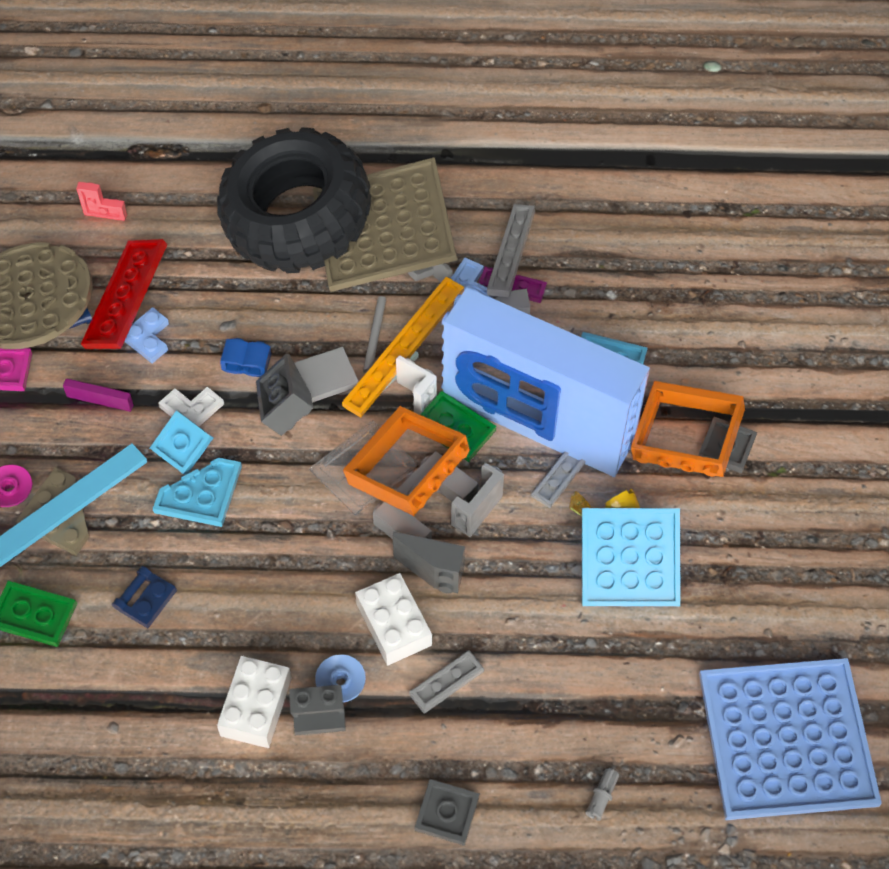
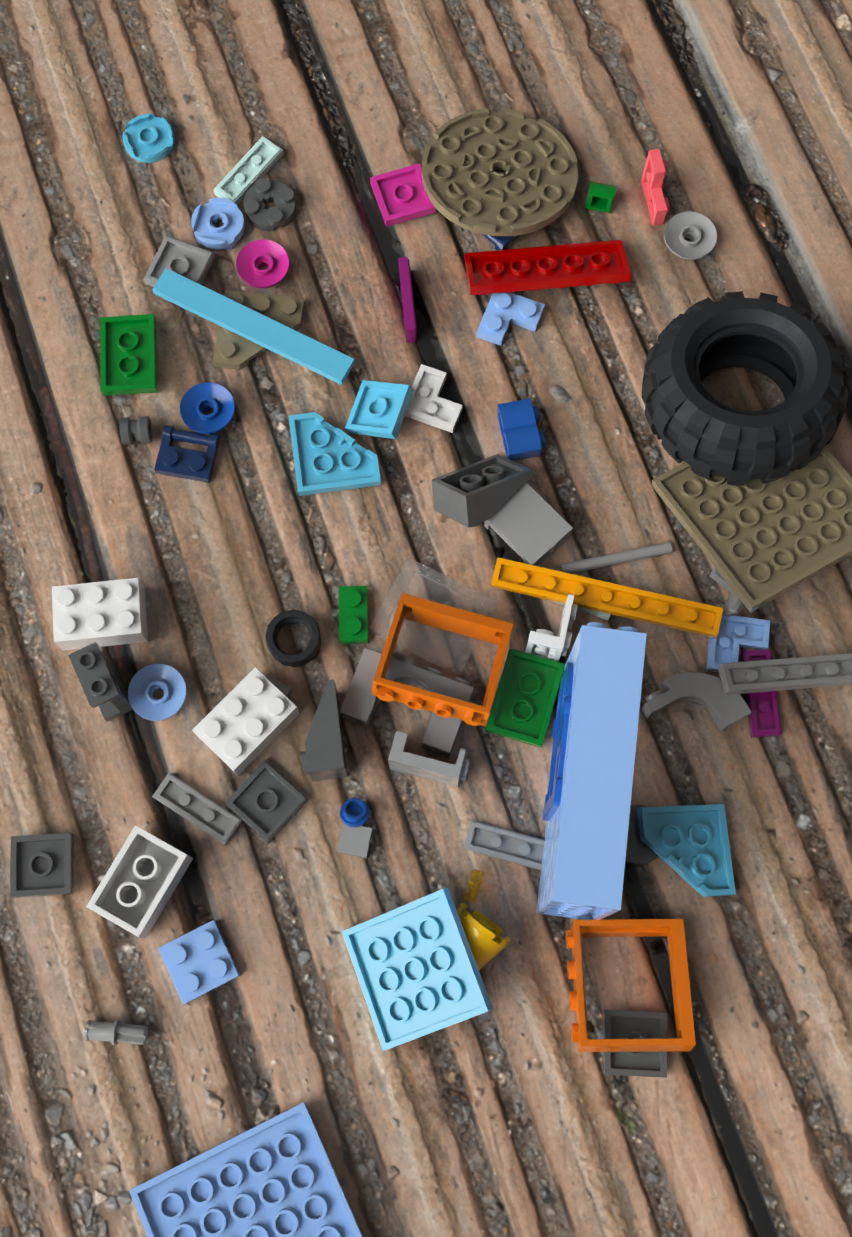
camera: 70 degrees right, 15 degrees up
(84, 241) = (600, 197): none -> green brick
(105, 627) = (135, 430): none -> dark grey wheel
(110, 558) = (205, 397): none -> blue dish
(149, 197) = (694, 227): none -> light grey dish
(336, 549) = (290, 617): none -> black tyre
(338, 520) = (353, 615): none -> green plate
(461, 629) = (266, 801): none -> dark grey tile
(492, 734) = (139, 882): none -> white brick
(495, 567) = (354, 812): none -> blue plate
(516, 576) = (355, 841): none -> light grey tile
(568, 717) = (199, 962): none -> light blue plate

